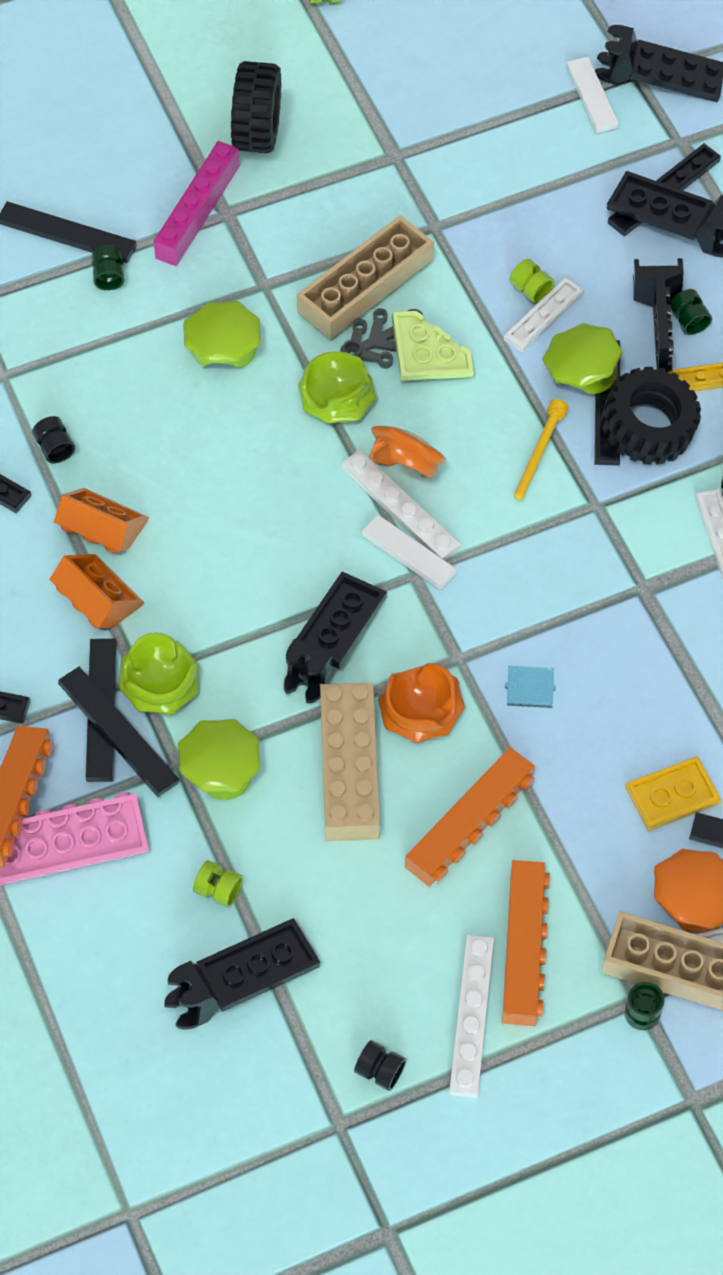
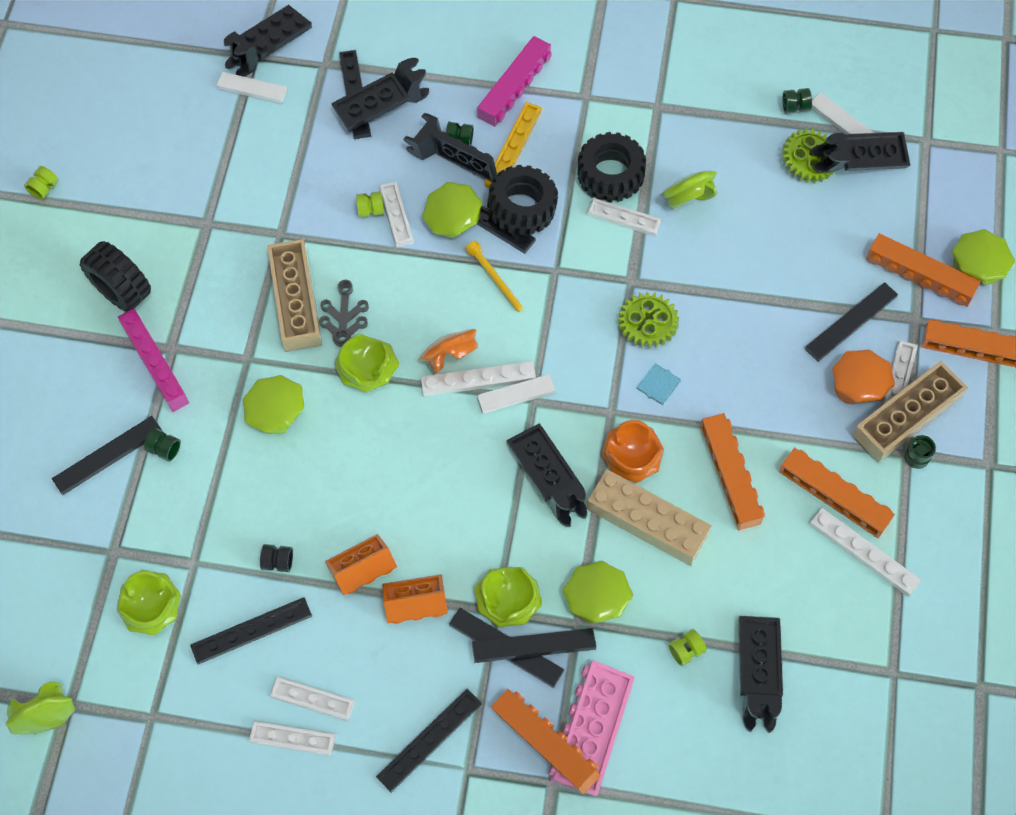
camera: 55 degrees left, 5 degrees up
(381, 1065) = (870, 625): black wheel -> none
(427, 350) = (376, 293): yellowish green plate -> none
(601, 629) = (661, 329): none -> lime gear
(673, 793) = (783, 351): yellow tile -> none

